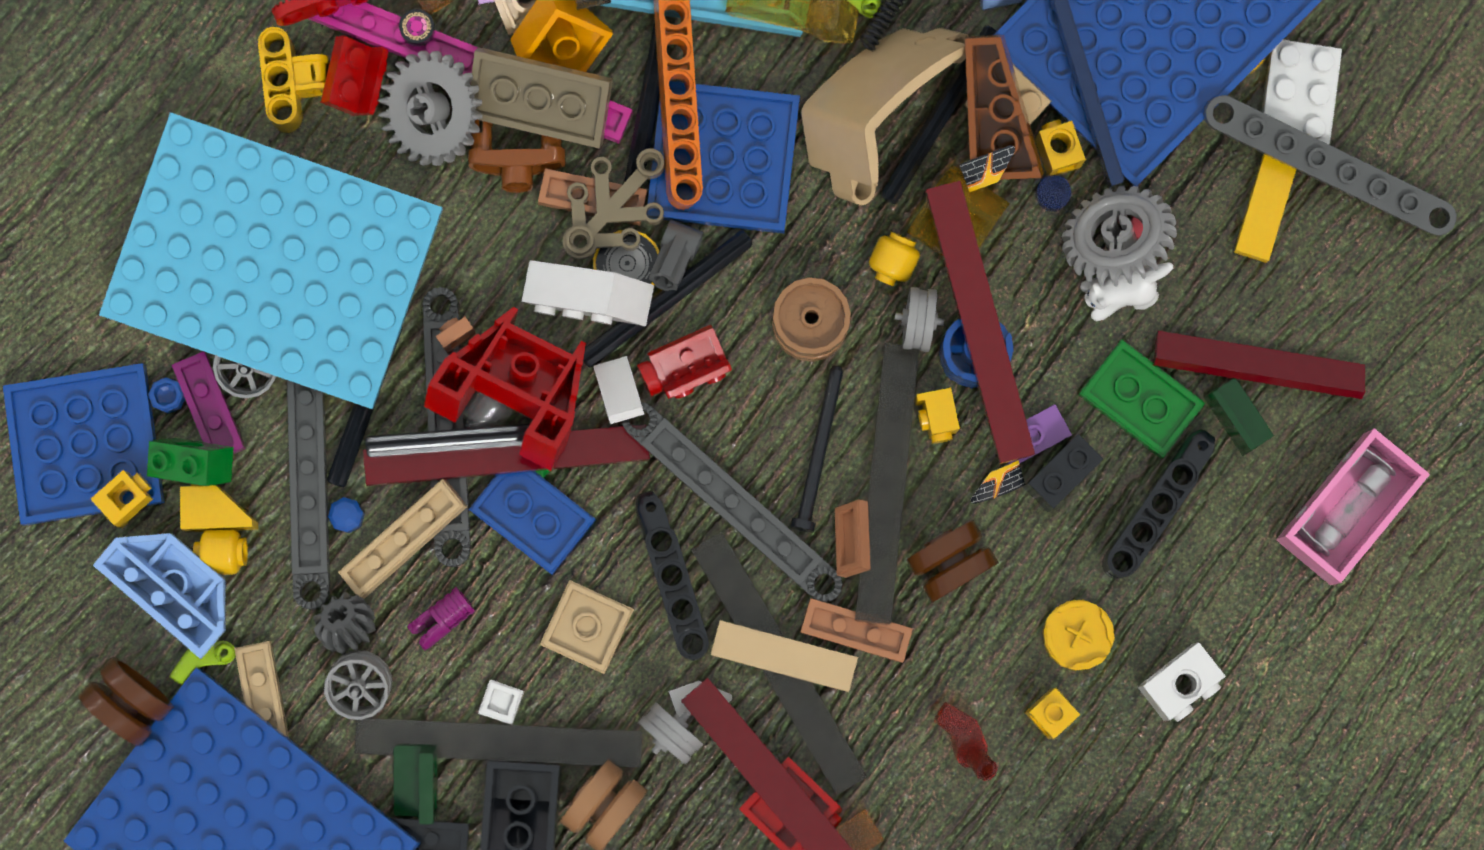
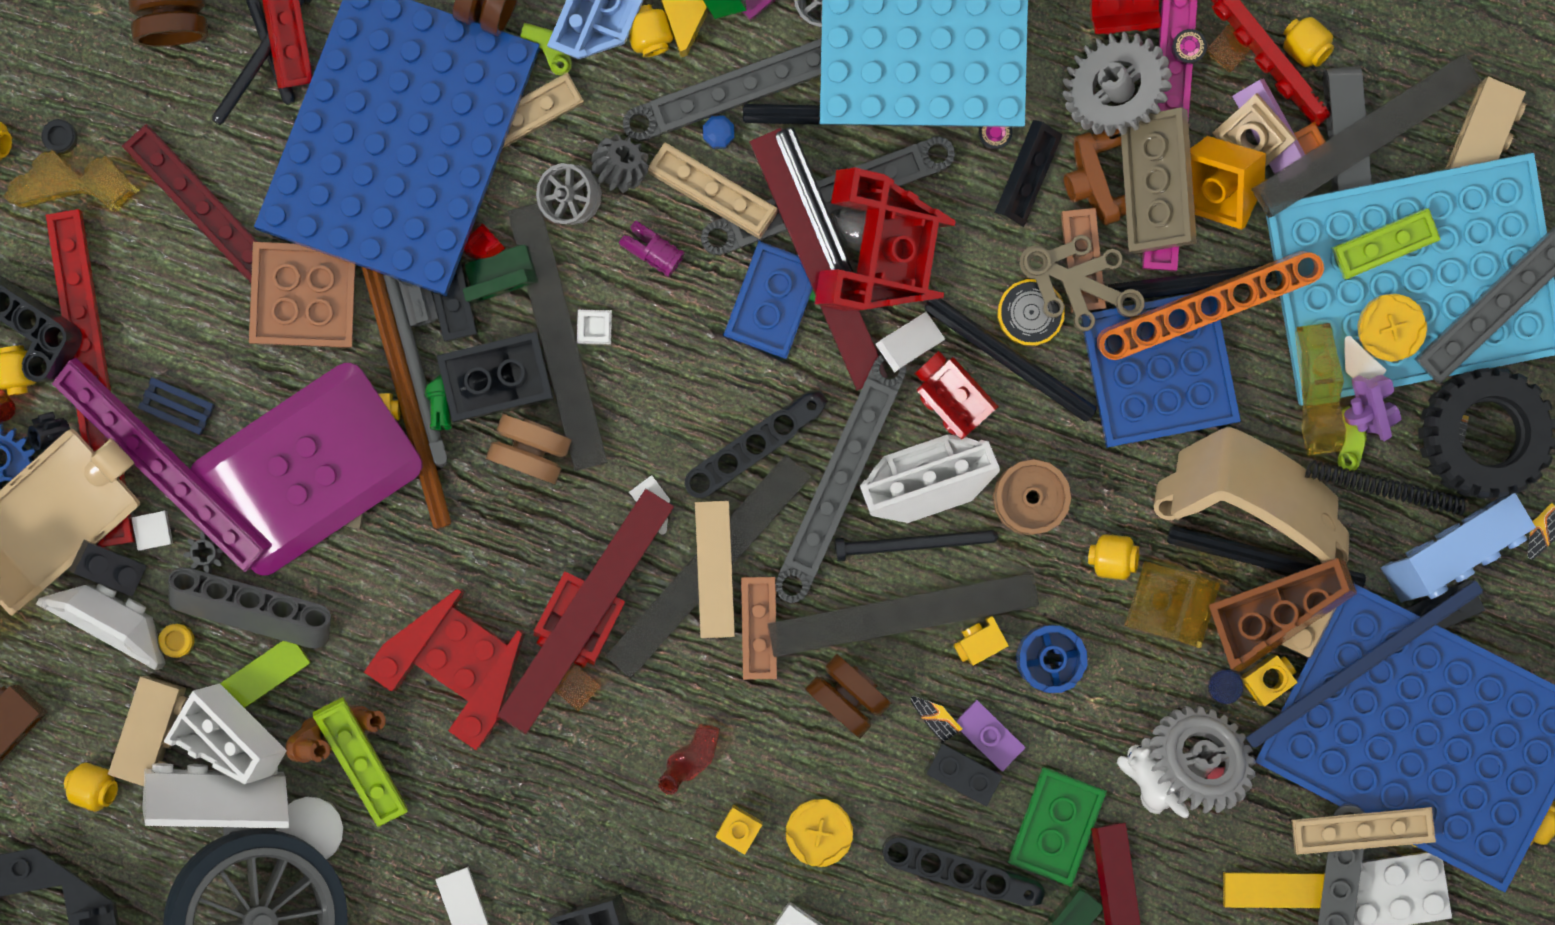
camera: 75 degrees right, 5 degrees up
(379, 788) = (482, 244): none -> red tile
(442, 245) = (995, 137): none -> tile
(455, 333) = (913, 175): nougat plate -> none
(489, 222) = (1028, 173): none -> black plate
(587, 627) = (686, 382): tan tile -> none
(588, 293) = (989, 284): white wedge -> none
(670, 733) = (612, 488): light grey wheel -> none
(677, 249) = (1060, 354): dark grey piece -> none
(760, 413) = (929, 478): none -> white wedge
(852, 538) = (841, 598): nougat tile -> none
(919, 319) = (1063, 597): light grey wheel -> none
(979, 322) = (1077, 653): dark red tile -> none
(986, 168) = (1223, 616): sticker -> none
(1236, 101) = (1363, 830): none -> tan tile

